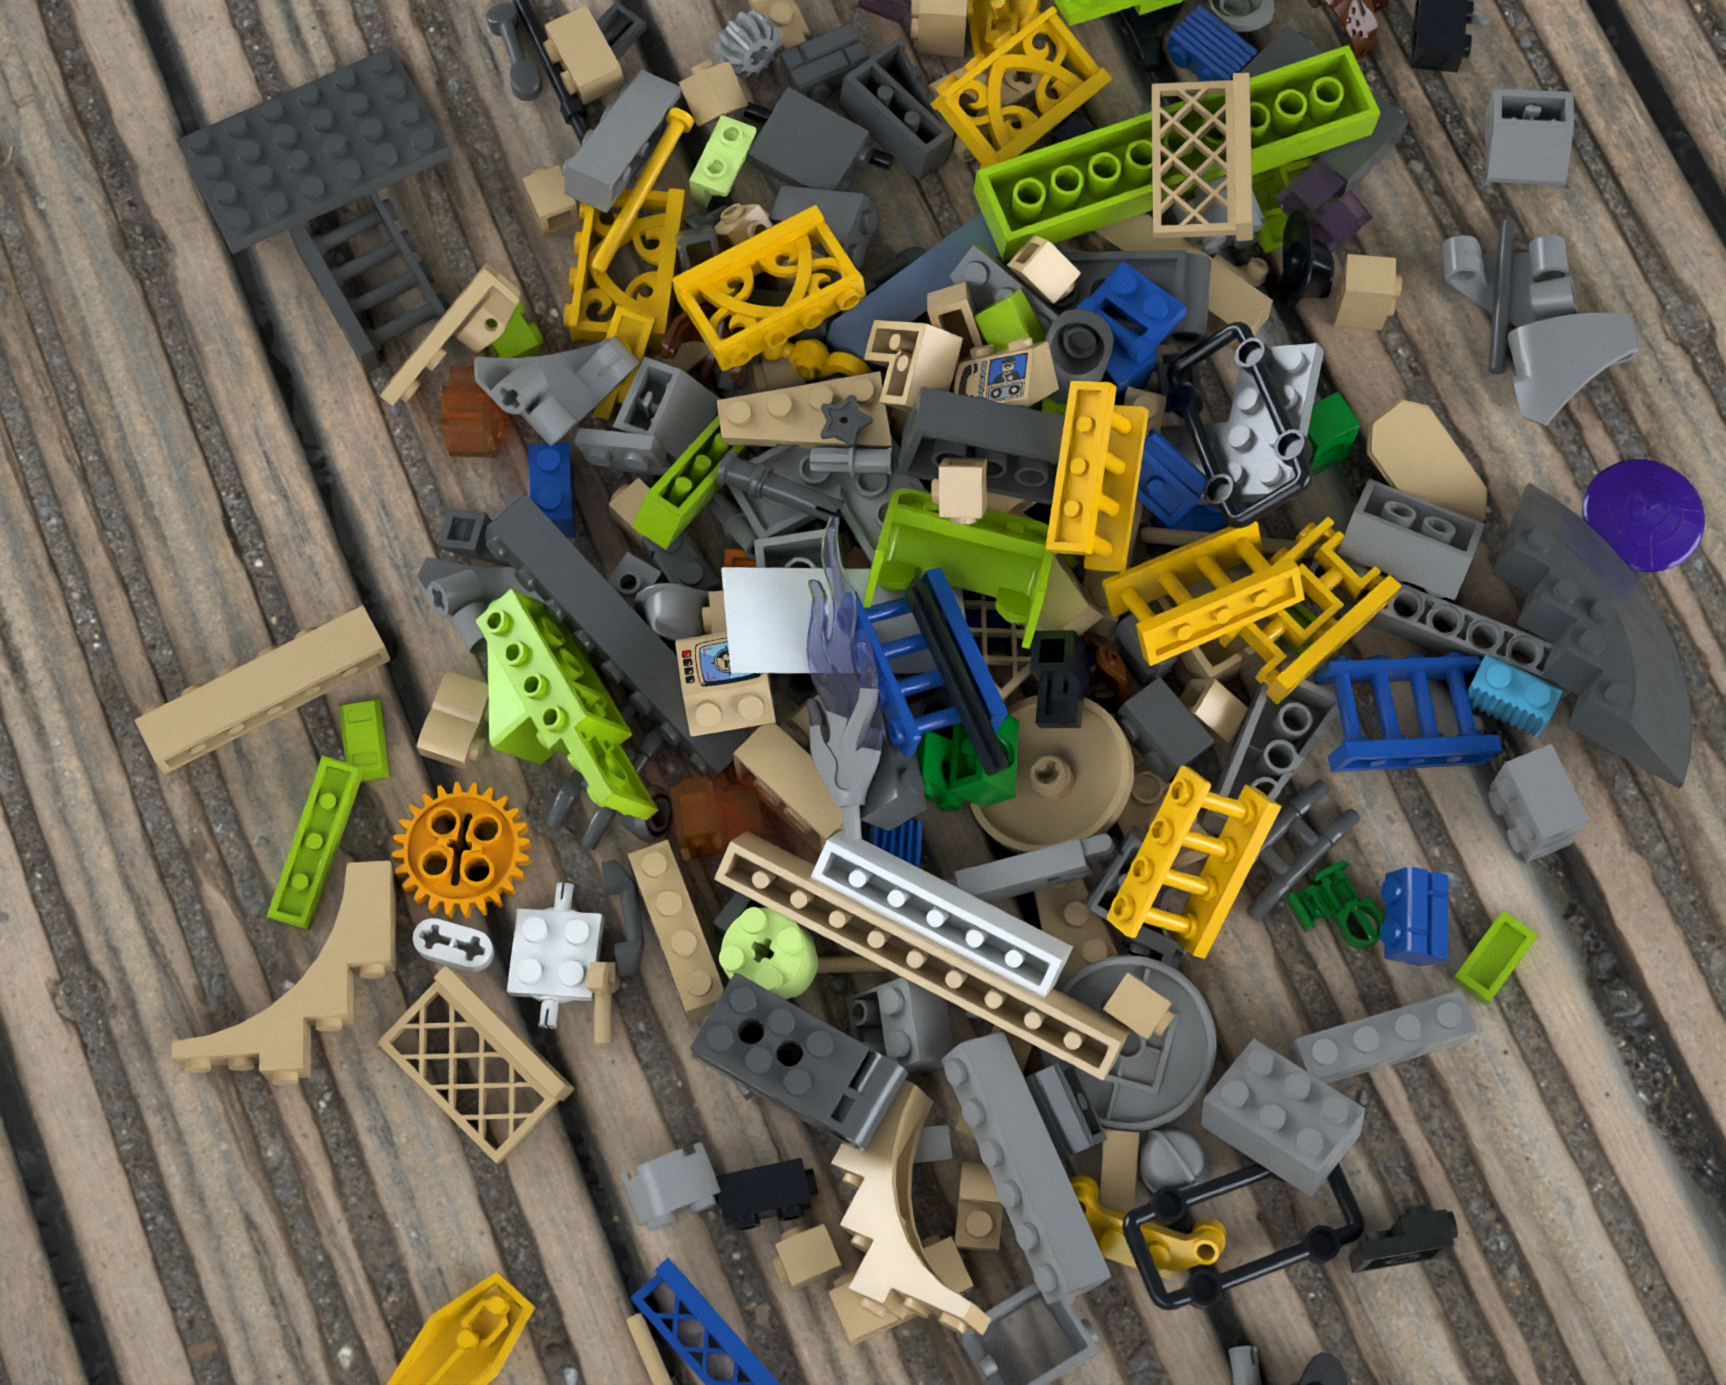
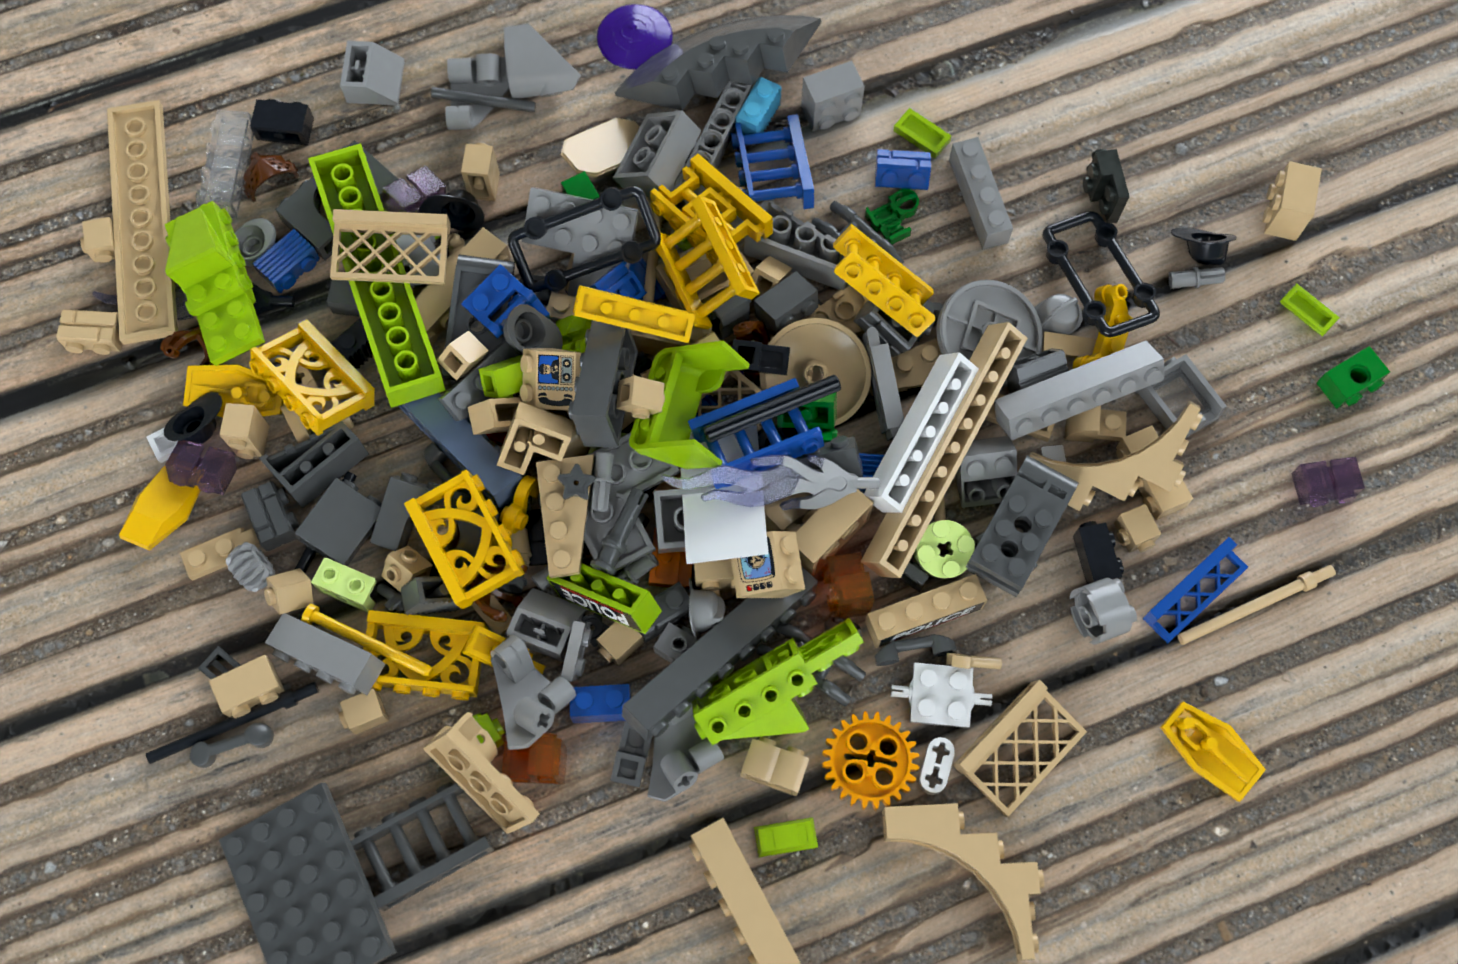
camera: 90 degrees left, 0 degrees up
(315, 843) = (866, 866): lime tile -> none
(1140, 1007) = (976, 318): tan brick -> none
(1282, 1117) = (1036, 245): light grey brick -> none

